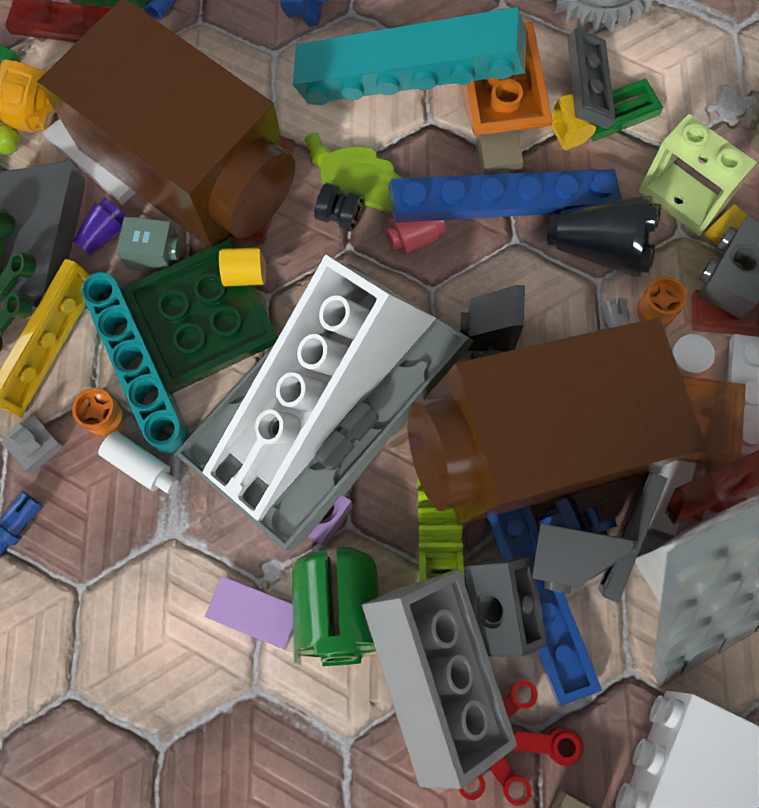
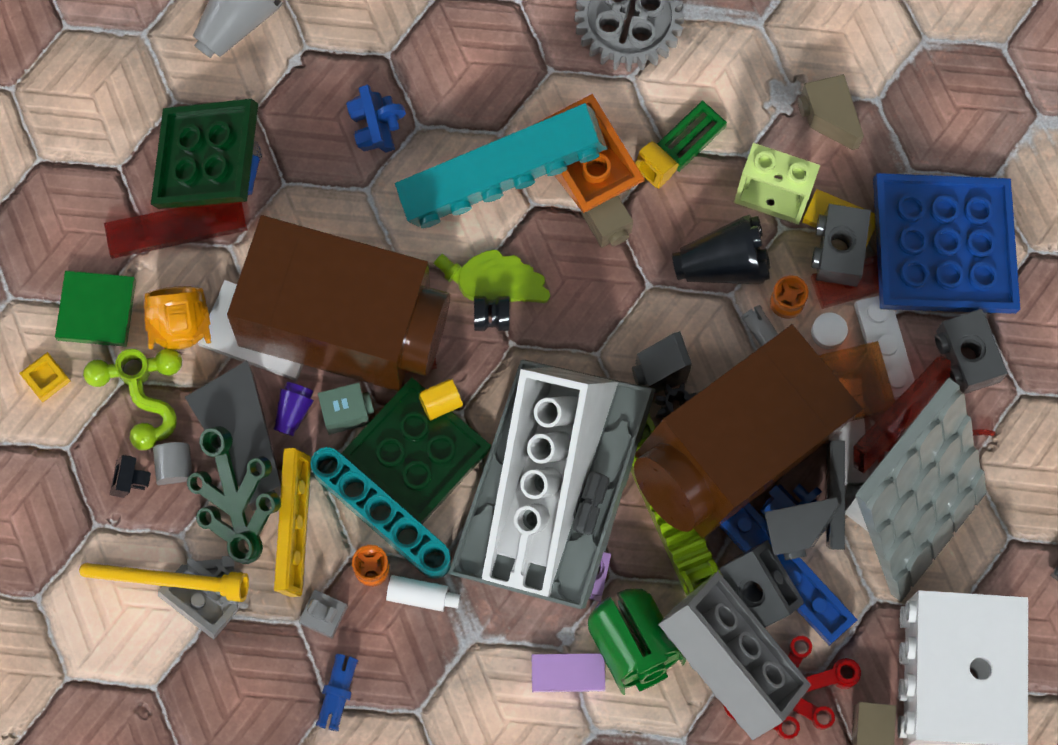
camera: 30 degrees left, 0 degrees up
(413, 235) = (563, 308): coral brick -> none
(499, 194) = (627, 253): blue plate -> none
(591, 78) = (657, 120): dark grey tile -> none

